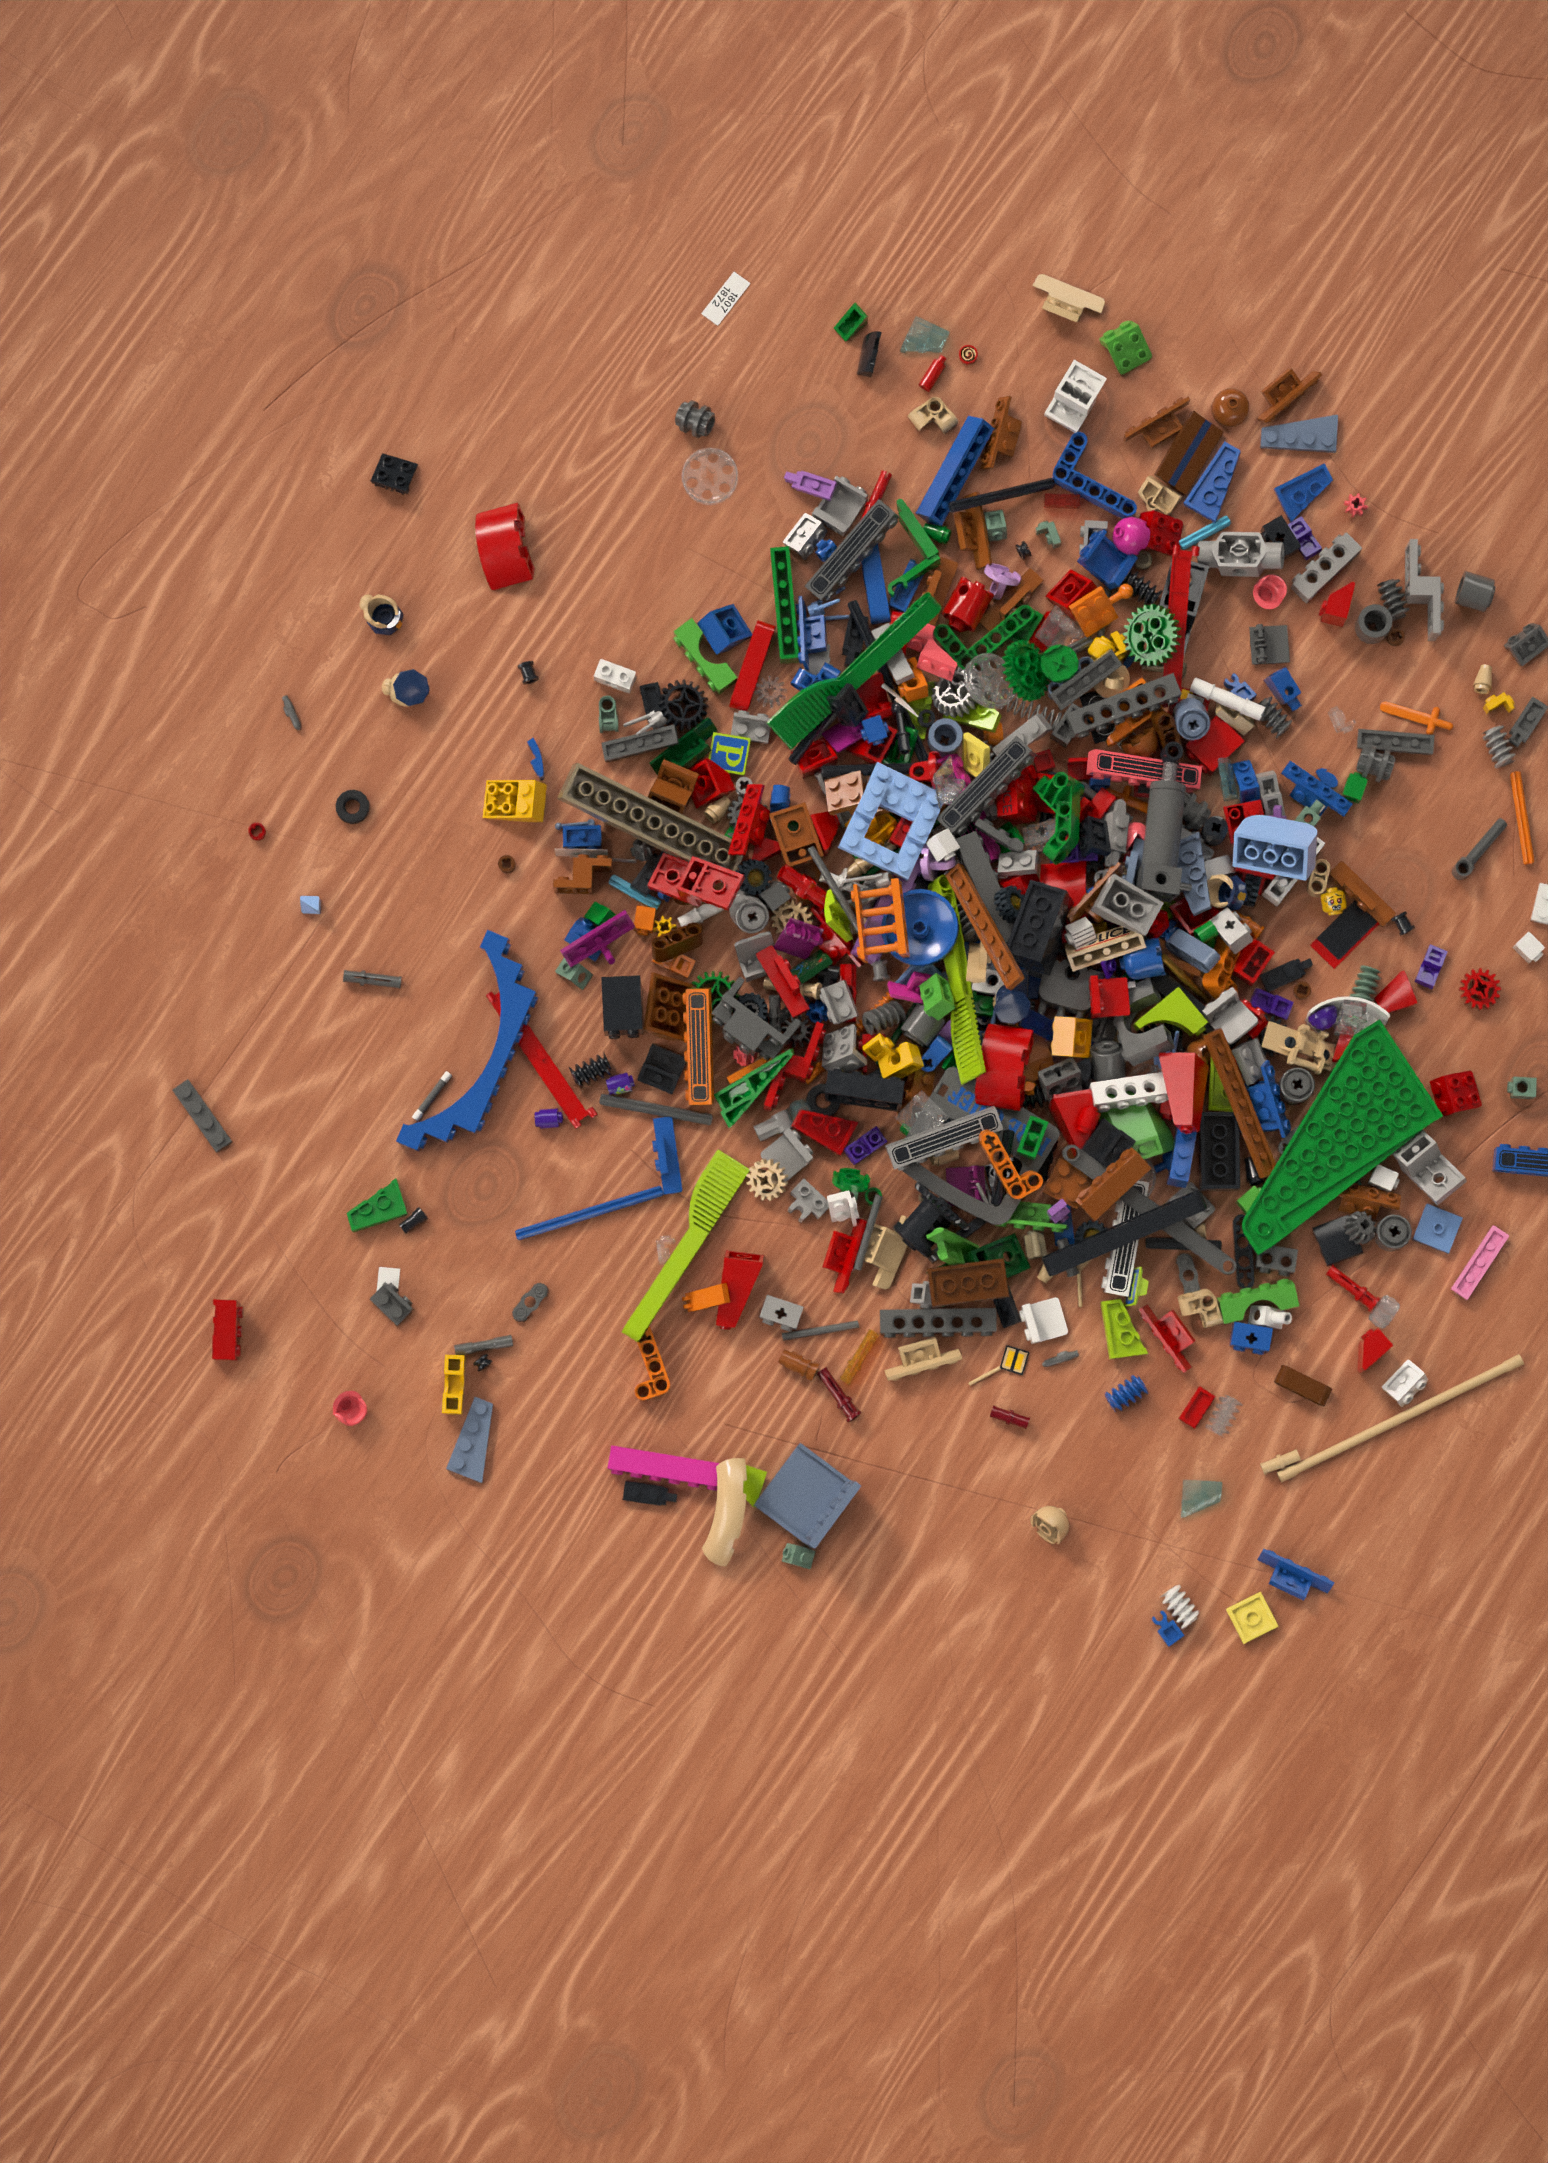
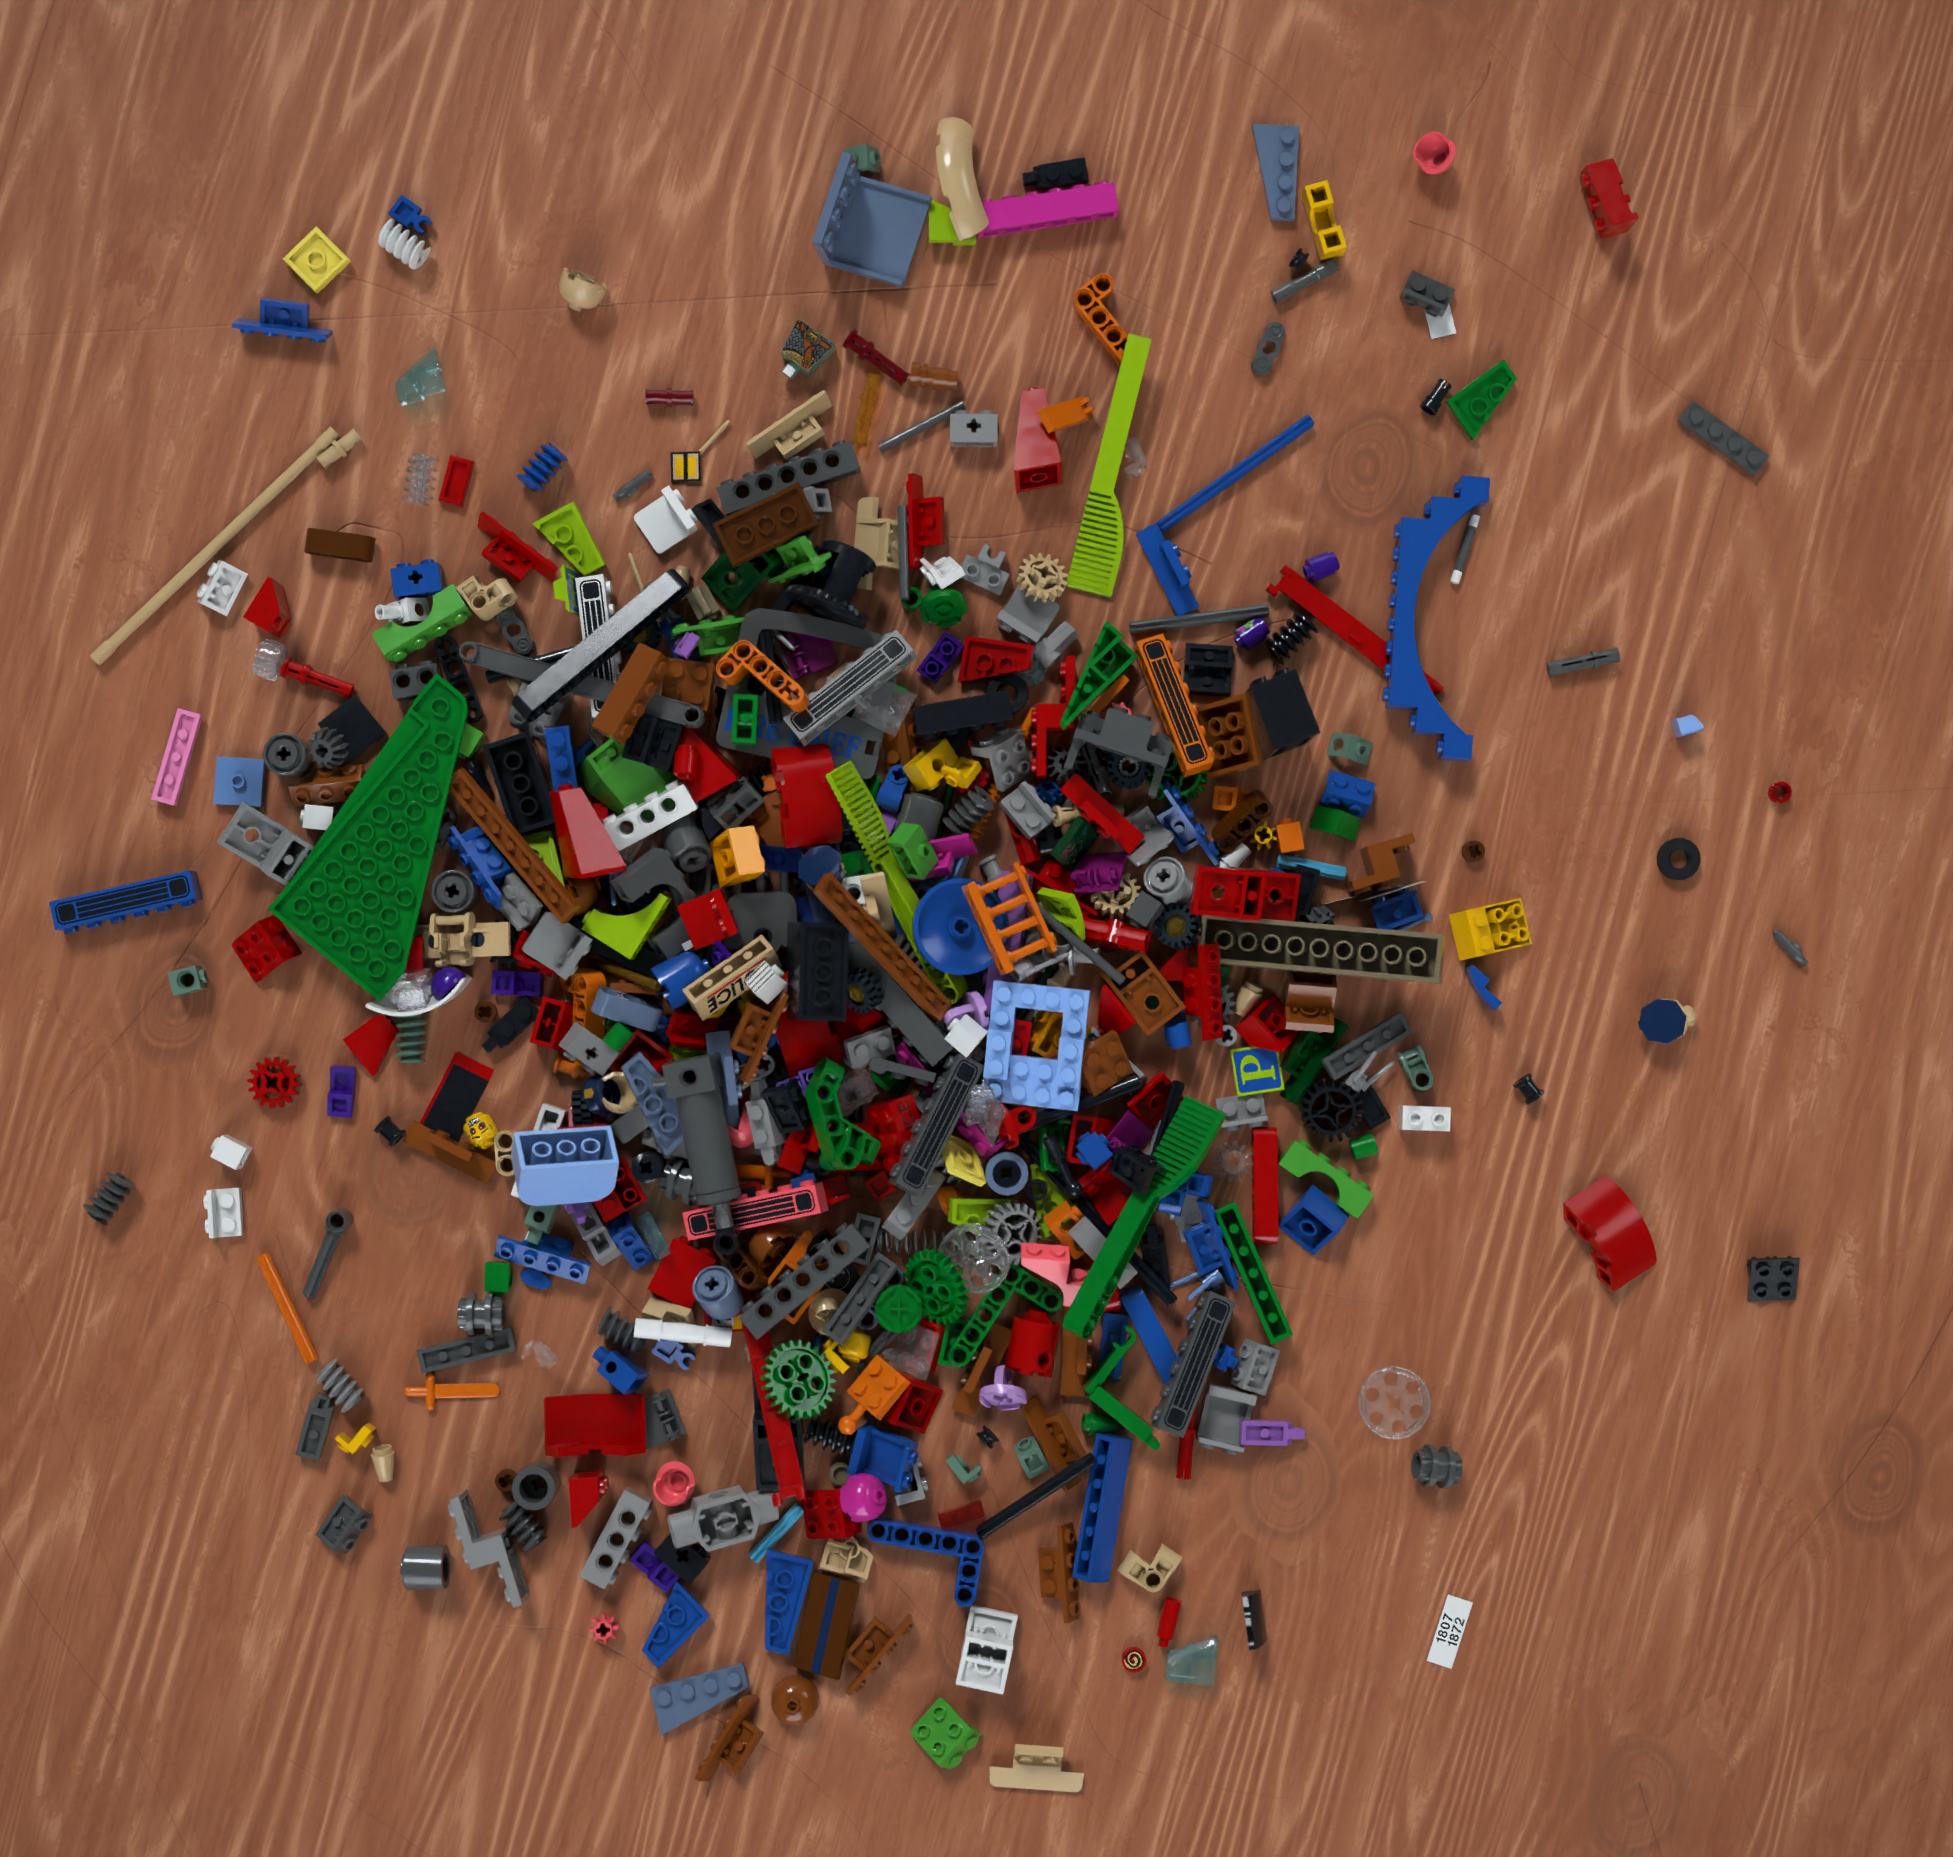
camera: 155 degrees right, 5 degrees up
(381, 614) = (1727, 1101): piece -> none
(598, 940) = (1336, 790): magenta plate -> none
(668, 670) = (1363, 1146): none -> green beam
(723, 953) = (1181, 823): none -> blue bracket
(851, 322) = (1288, 1651): green slope -> none
(892, 1418) = (805, 350): none -> torso
(898, 699) = (1076, 1199): white sticker -> none
(1126, 905) = (720, 1030): light grey slope -> none
(1315, 657) = (594, 1423): none -> red panel

